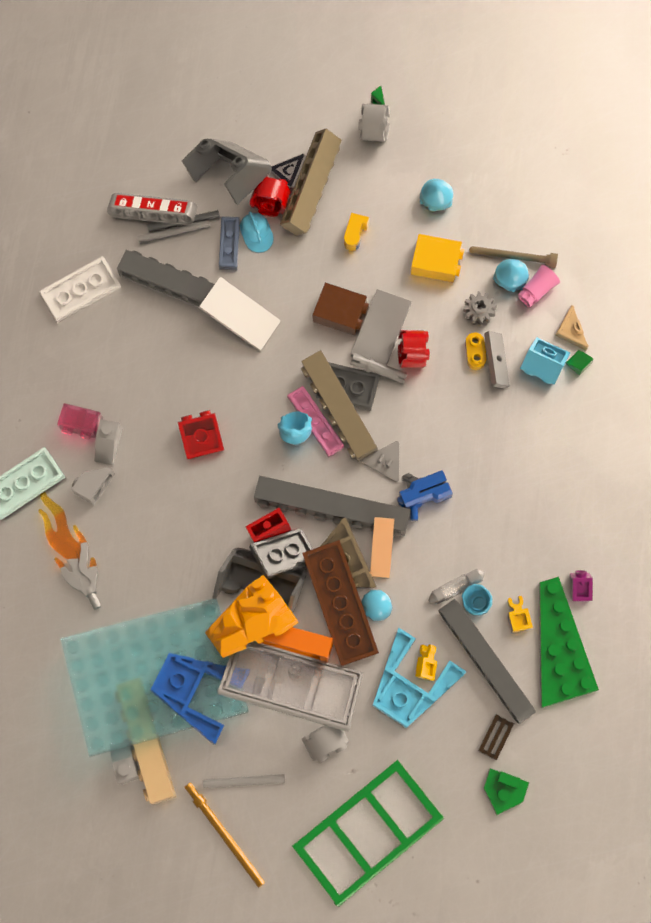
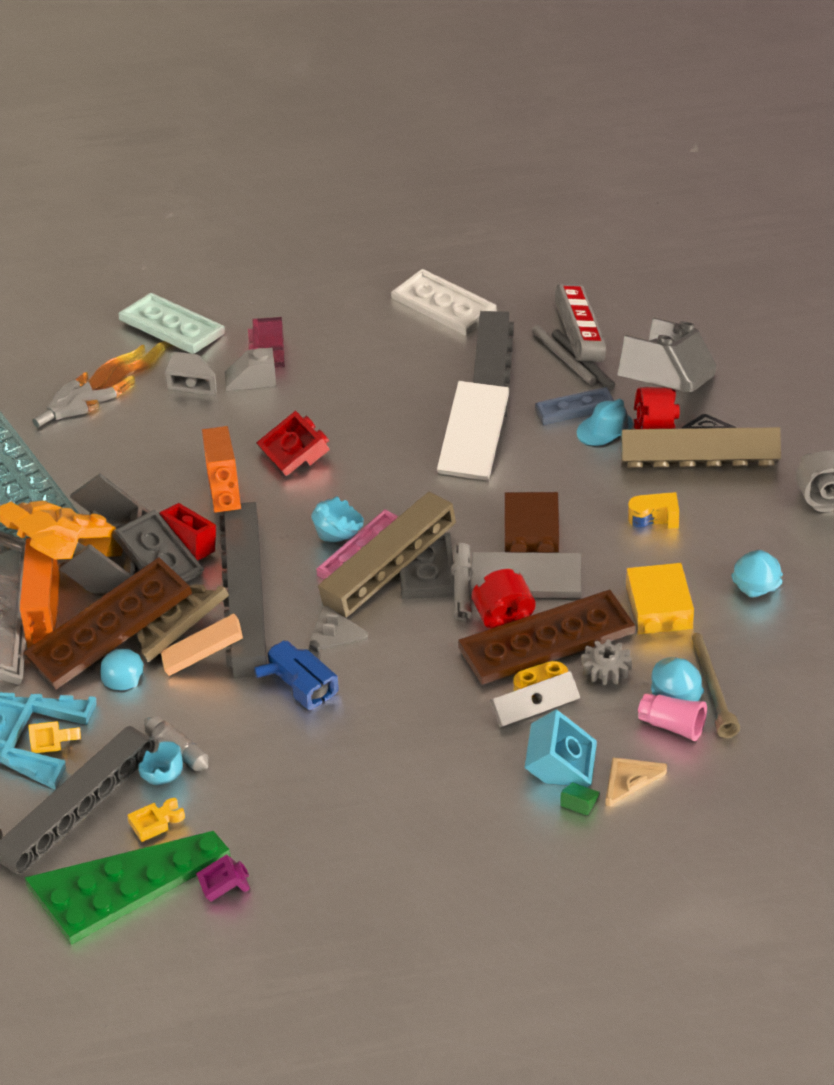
camera: 70 degrees right, 30 degrees down
(226, 488) = (221, 469): none -> orange window
(445, 342) = (545, 636): none -> reddish brown plate

